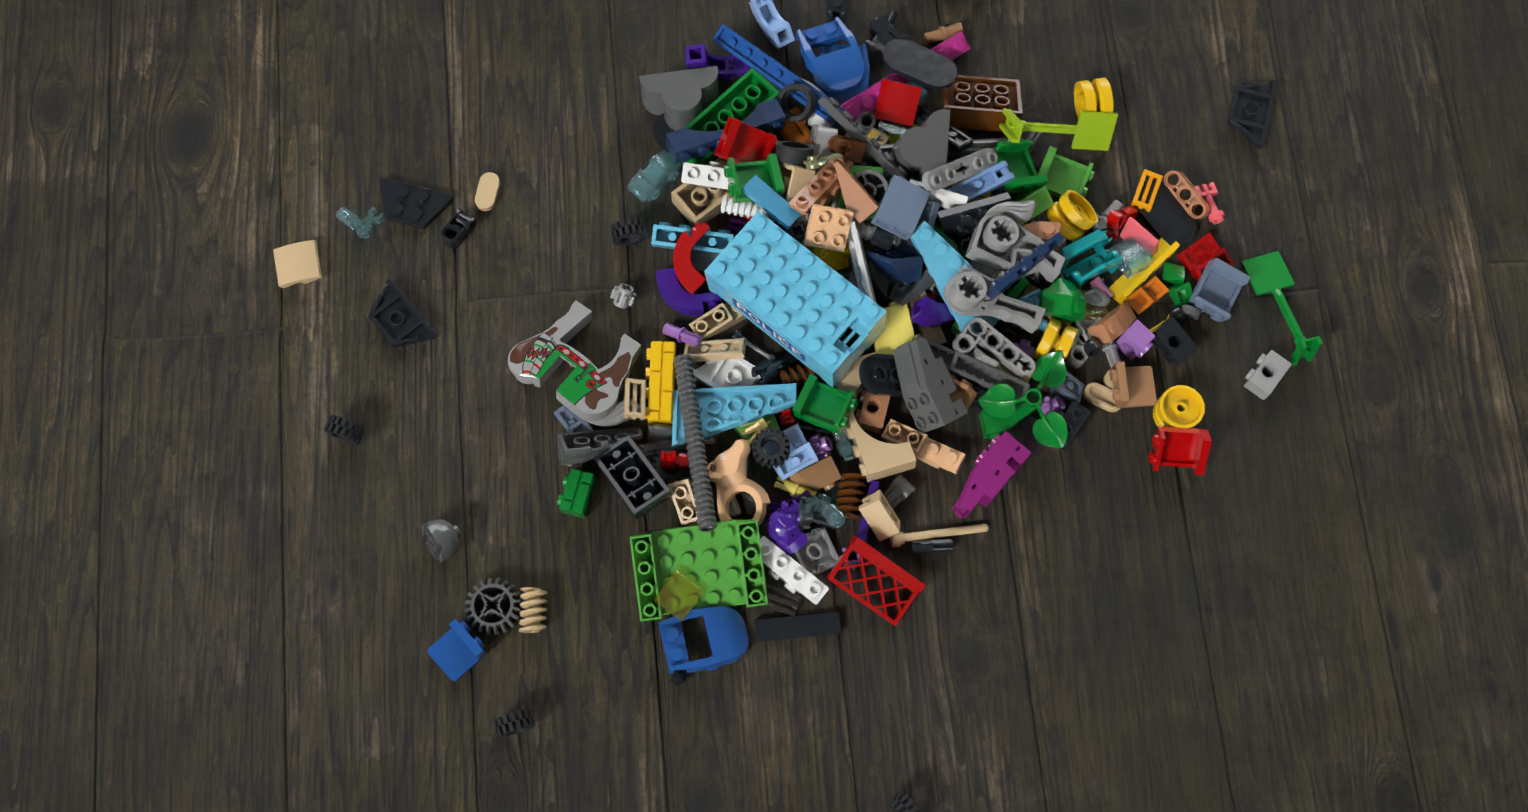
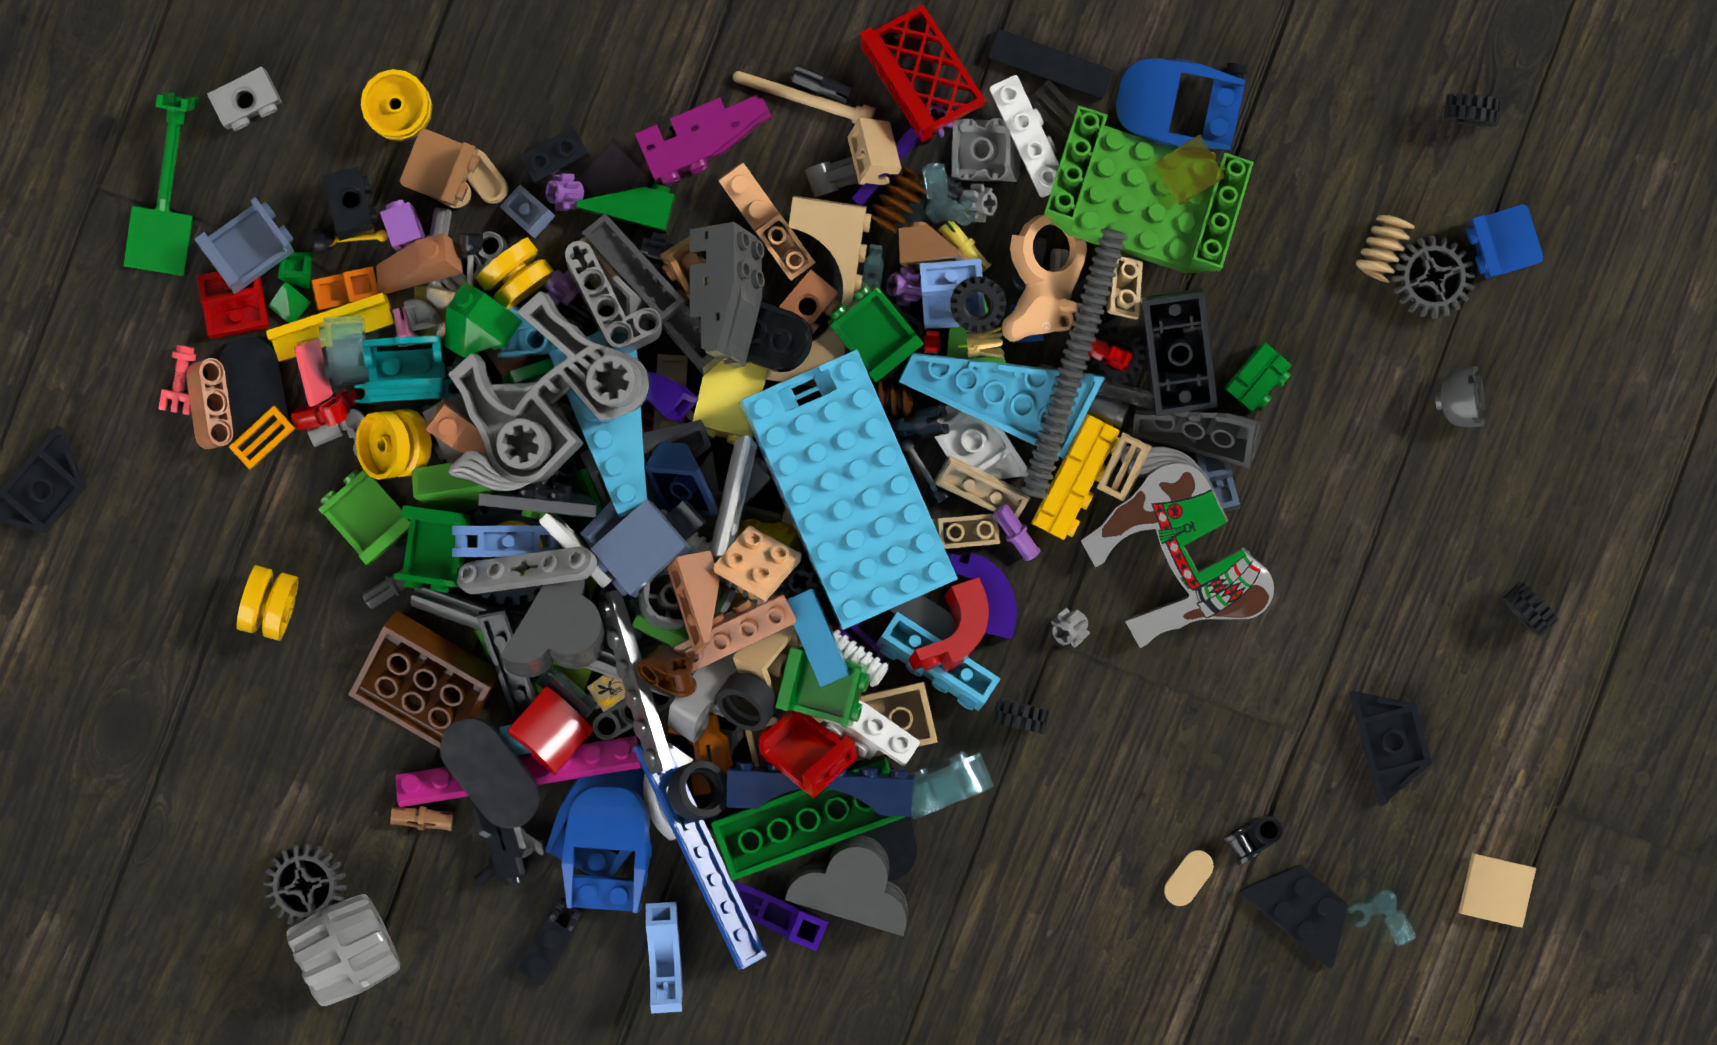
camera: 150 degrees left, 15 degrees up
(774, 506) = (1001, 238): dark purple hinge -> none
(784, 529) = (1010, 194): dark purple helmet -> none
(815, 162) = (724, 661): olive plate -> none
(1001, 398) = (636, 224): green plant -> none
(1024, 266) = (567, 364): dark blue wing -> none
(1091, 132) = (298, 559): lime piece -> none
(1180, 448) = (424, 52): red panel -> none
(1191, 312) = (300, 235): dark grey tile -> none

